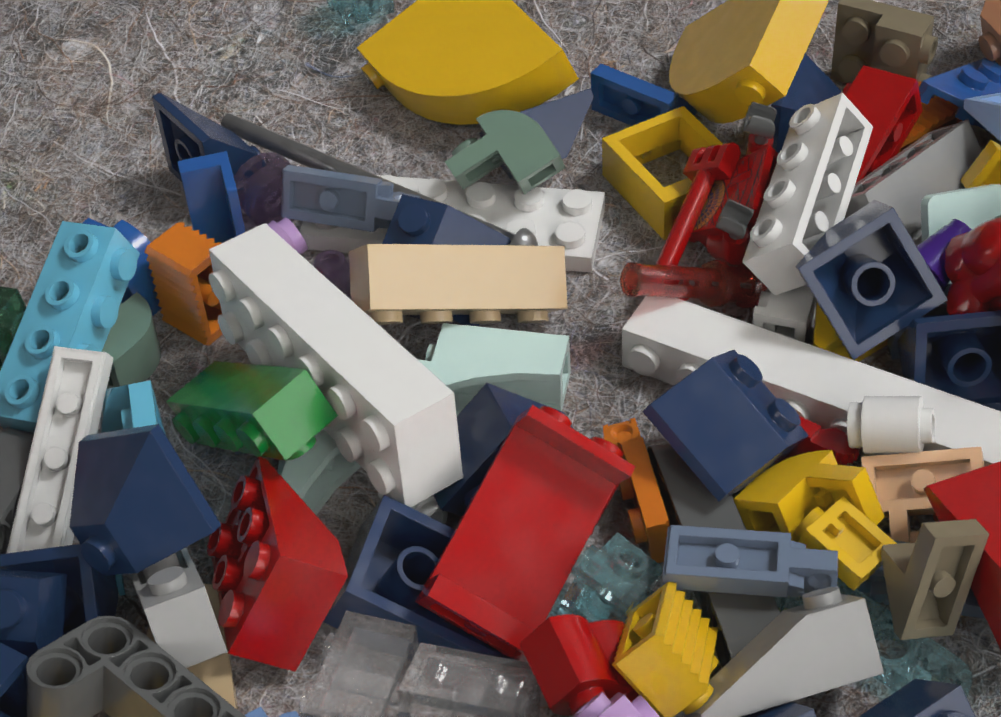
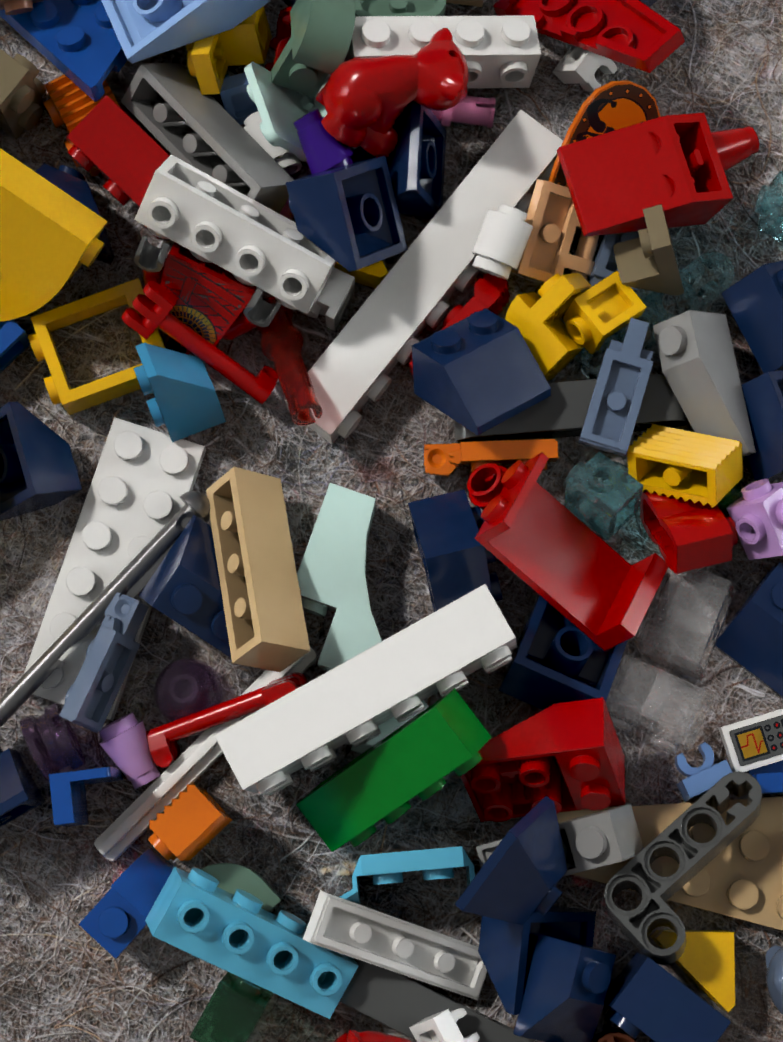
camera: 85 degrees left, 35 degrees up
(508, 140) = (77, 491): sand green brick -> none
(638, 208) = (181, 391): none -> dark azure slope

